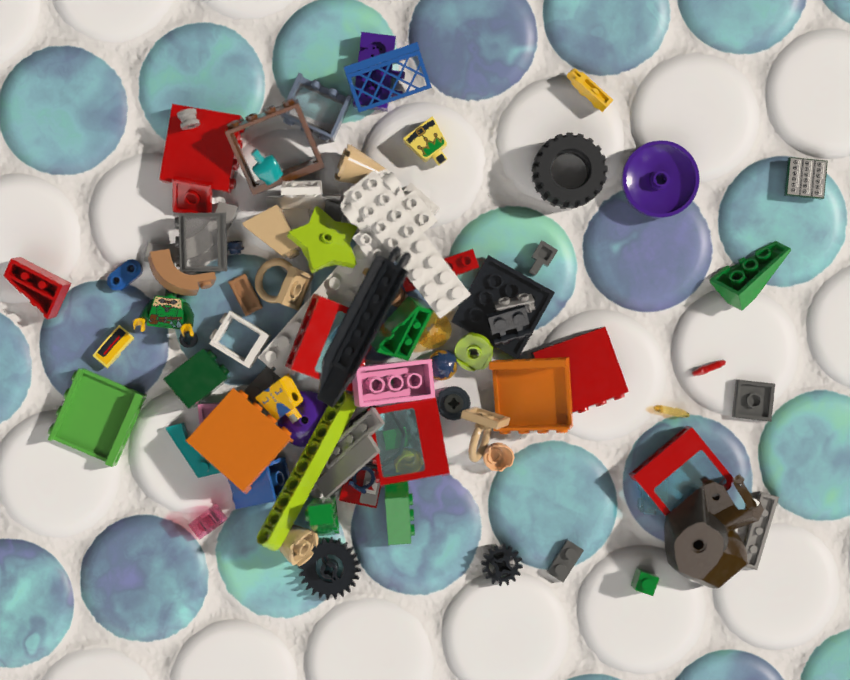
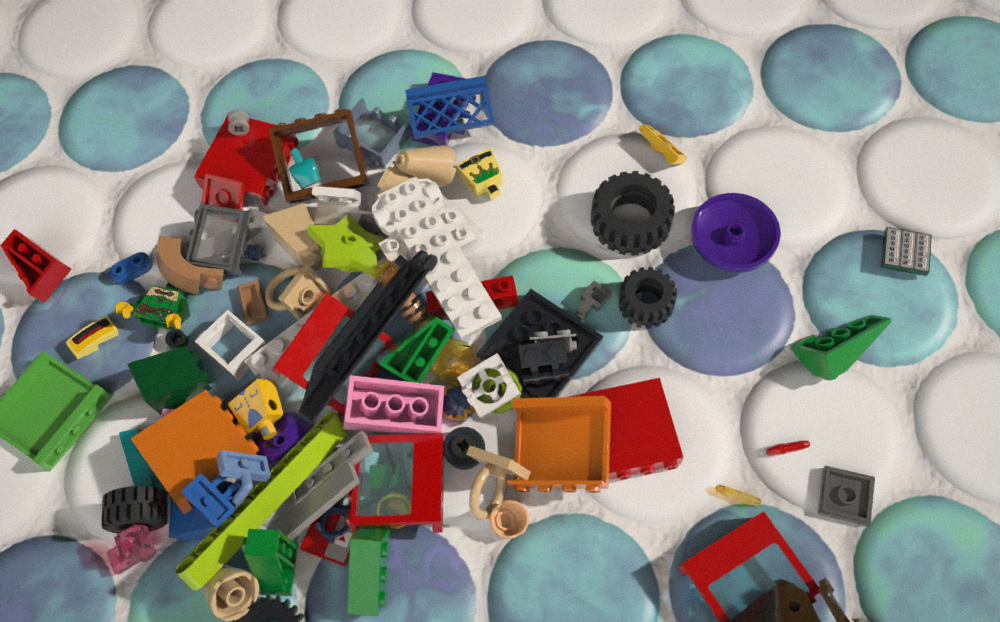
camera: 15 degrees right, 25 degrees down
(204, 494) = (134, 506): none -> black tyre
(268, 485) = (209, 500): none -> blue hinge
(288, 455) = (245, 467): none -> medium blue plate
(367, 272) = (385, 272): none -> clear orange slope
(381, 143) = (429, 163): none -> tan cone
(465, 372) = (485, 408): none -> white piece
(600, 240) = (652, 282): none -> black tyre

